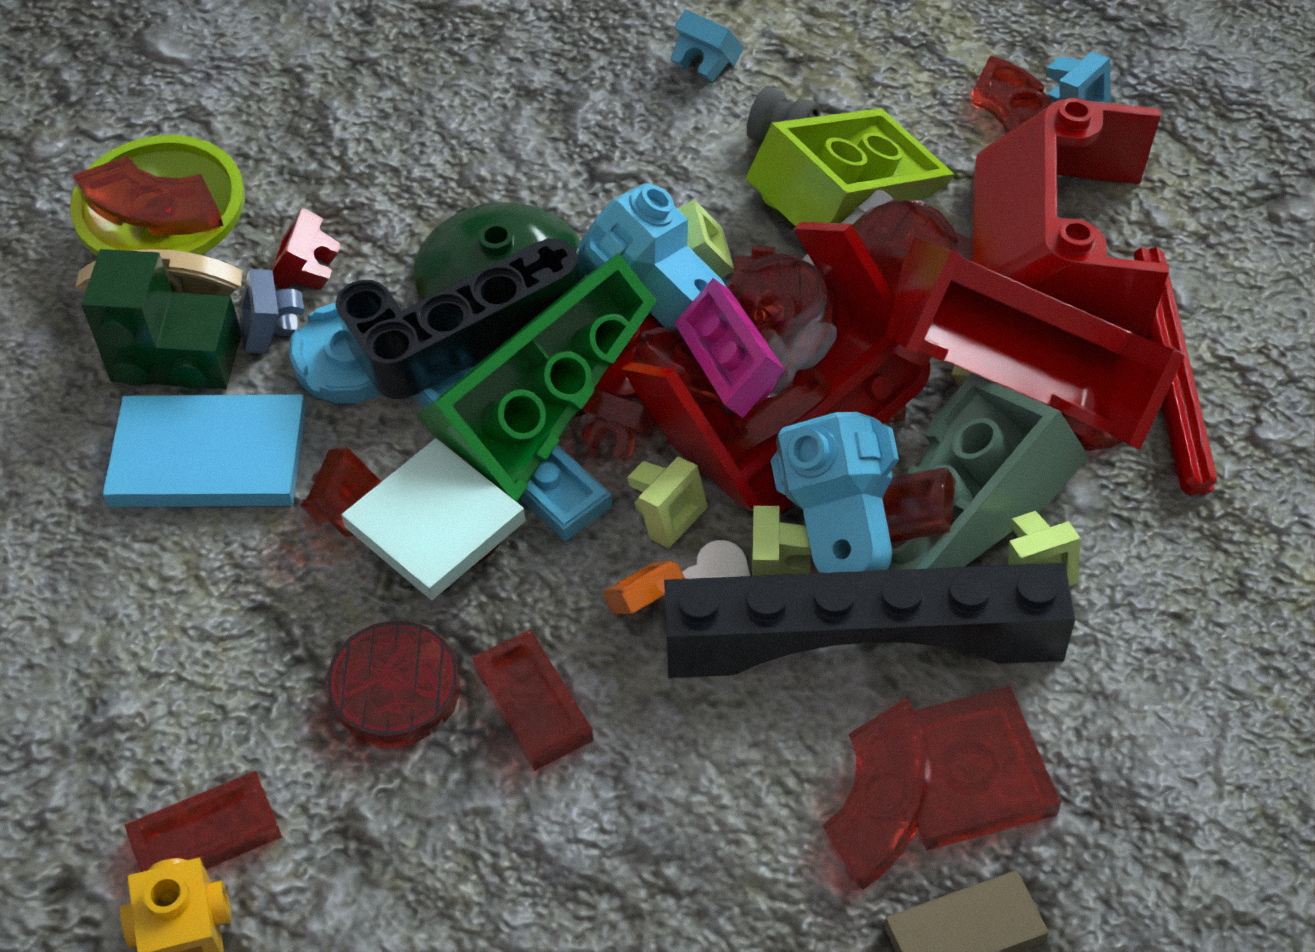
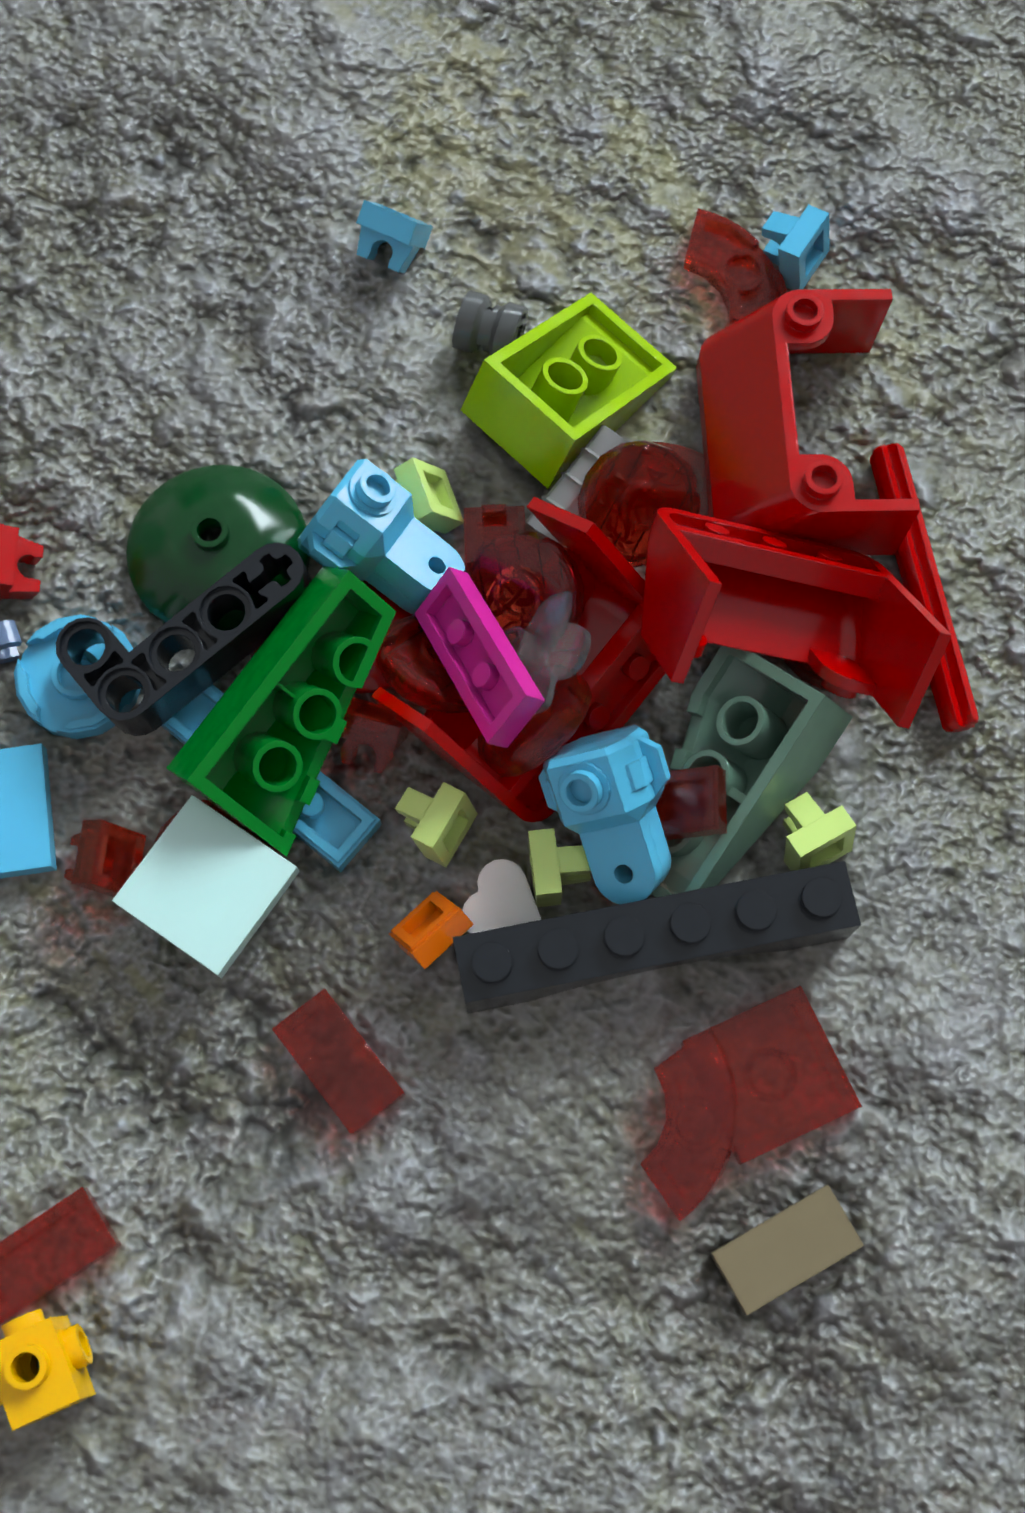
camera: 10 degrees left, 20 degrees up
(393, 683) = (198, 1065): clear red tile -> none

